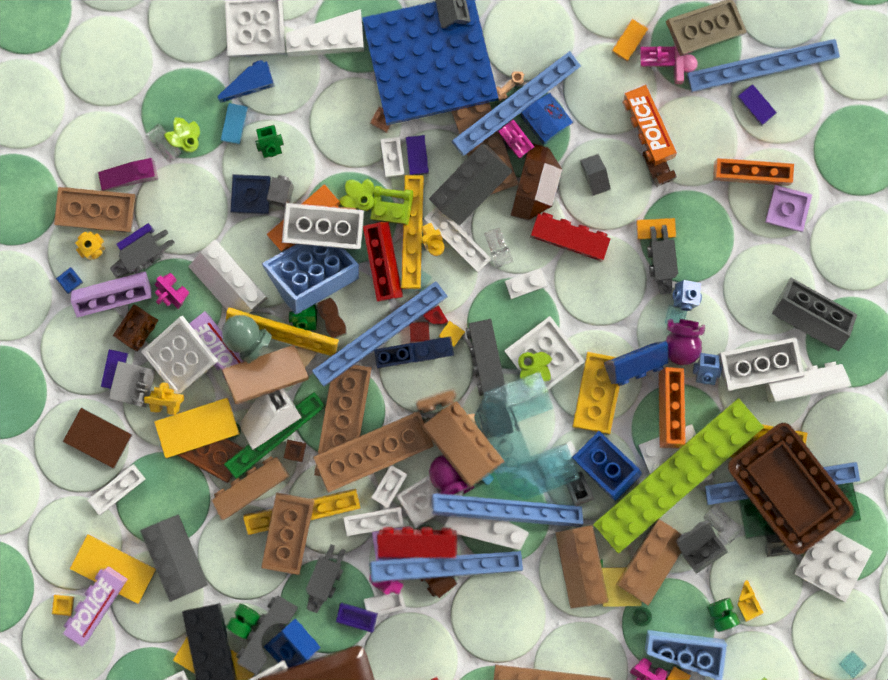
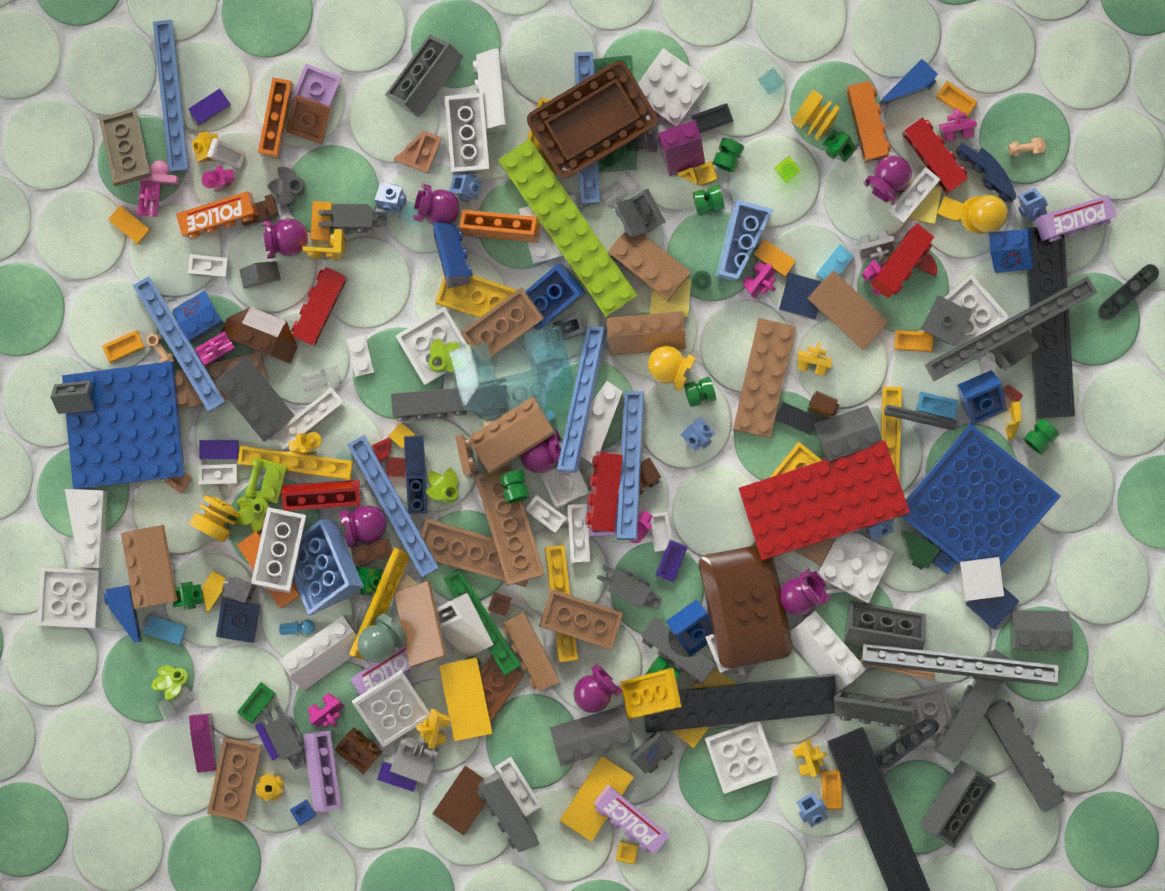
camera: 80 degrees left, 0 degrees up
(87, 484) = (508, 813): none -> dark grey slope
(163, 618) = (651, 752): none -> dark grey slope
(172, 222) = (256, 702): none -> green tile
(217, 555) = (595, 691): none -> magenta tile
(220, 612) = (650, 693): none -> yellow tile
(251, 262) = (306, 627): none -> dark azure axle
(278, 165) = (212, 590): none -> yellow slope
(292, 101) = (149, 567): none -> medium nougat slope
(348, 159) = (214, 518): none -> yellow wheel
(358, 307) = (363, 525): none -> magenta tile
(407, 378) = (442, 483): none -> lime plate
(412, 452) = (514, 486): none -> green wheel
(485, 630) = (698, 434): none -> medium blue brick
(508, 49) = (123, 346): none -> light orange tile
(528, 627) = (700, 391): none -> green wheel
(551, 594) = (668, 366): none -> yellow tile
(575, 423) = (504, 322): none -> medium nougat plate
(598, 122) = (208, 265): none -> white plate
(635, 196) = (285, 237): none -> magenta tile
(636, 248) = (337, 240): none -> yellow bracket
(685, 122) = (218, 178): none -> dark pink hips
(687, 188) = (284, 186): none -> dark grey plate
(711, 127) = (226, 154): none -> white tile
(716, 107) = (202, 145): none -> yellow brick
(736, 319) = (420, 152): none -> nougat wing
(756, 204) = (309, 119): none -> dark orange plate
(771, 629) = (728, 154): none -> green wheel
(773, 581) = (681, 147): none -> magenta slope
(807, 609) = (713, 118): none -> black tile

